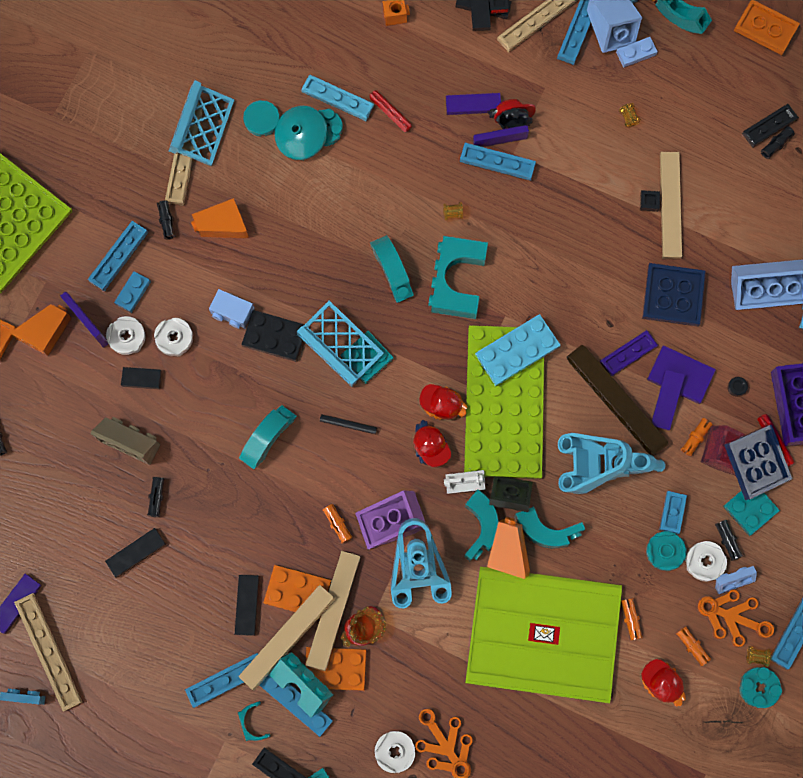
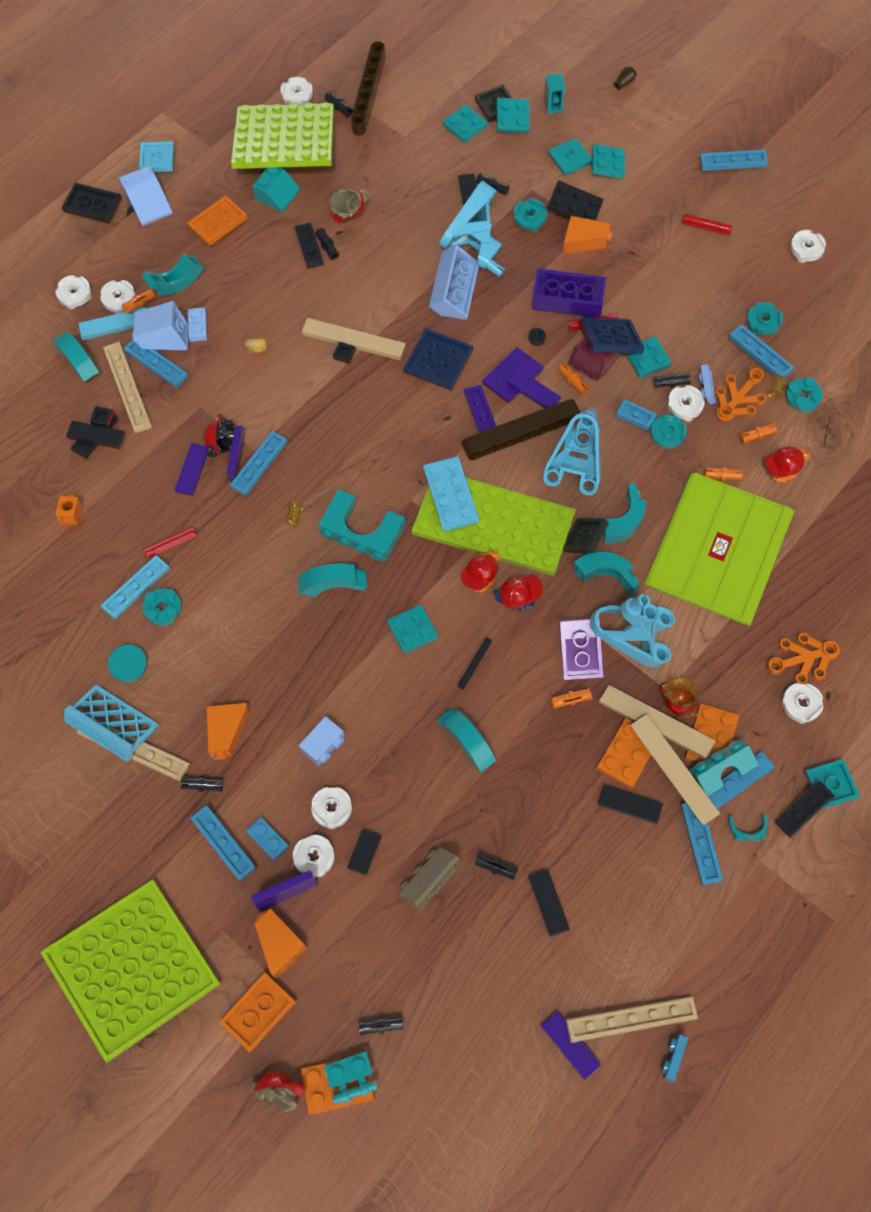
camera: 75 degrees left, 10 degrees down
(273, 336) = (362, 709): black plate -> none
(309, 137) = (173, 629): teal dish -> none
(328, 355) = (400, 660): medium azure fence -> none
(465, 482) = (562, 573): white hinge -> none
(509, 549) = (639, 550): orange slope -> none

